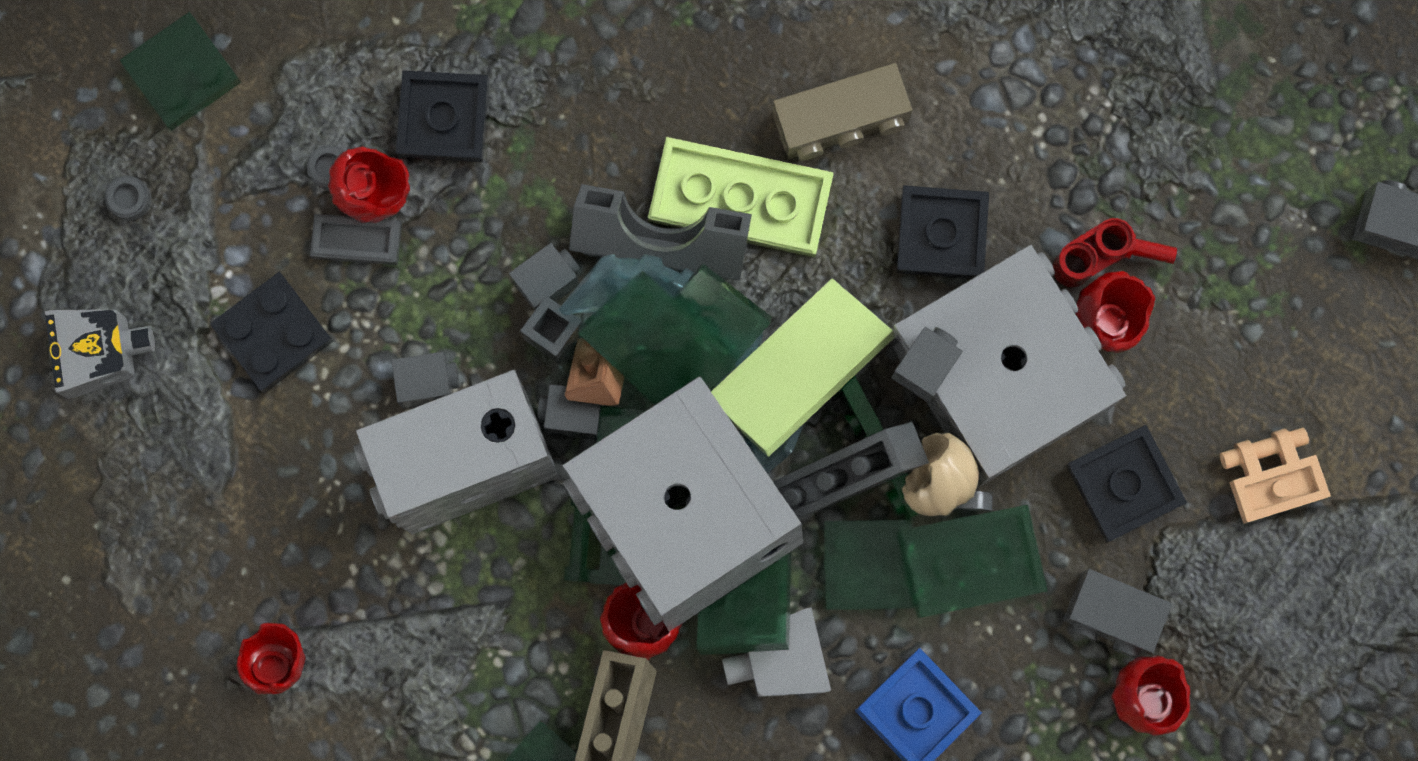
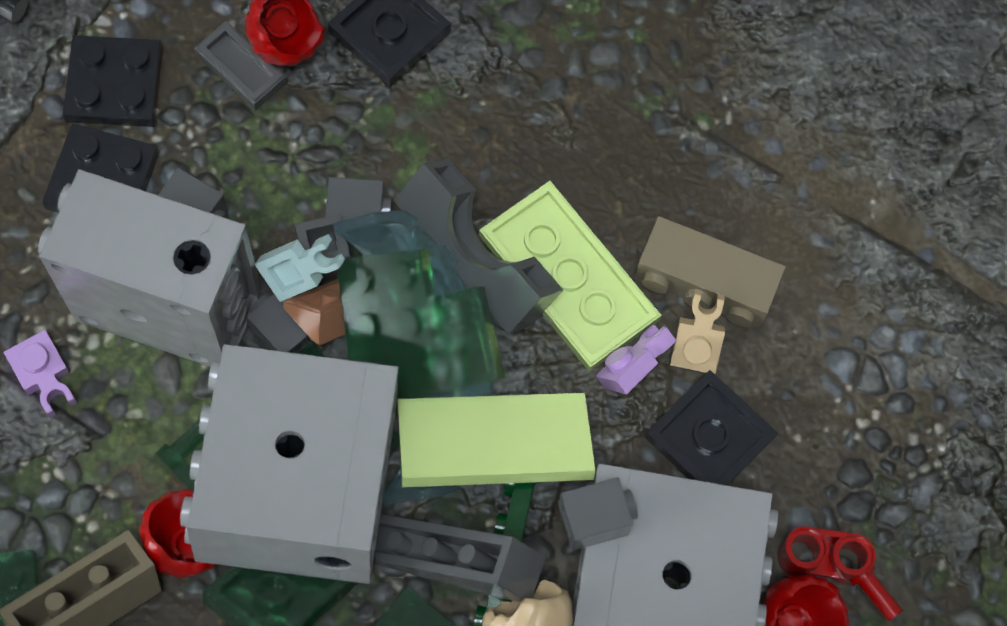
camera: 35 degrees right, 10 degrees down
(328, 410) = (103, 155): none -> black plate
(421, 589) = (40, 367): none -> lavender plate
(555, 366) = (295, 270): none -> light aqua plate
(845, 227) = (631, 364): none -> lavender plate
(878, 168) = (699, 339): none -> tan plate

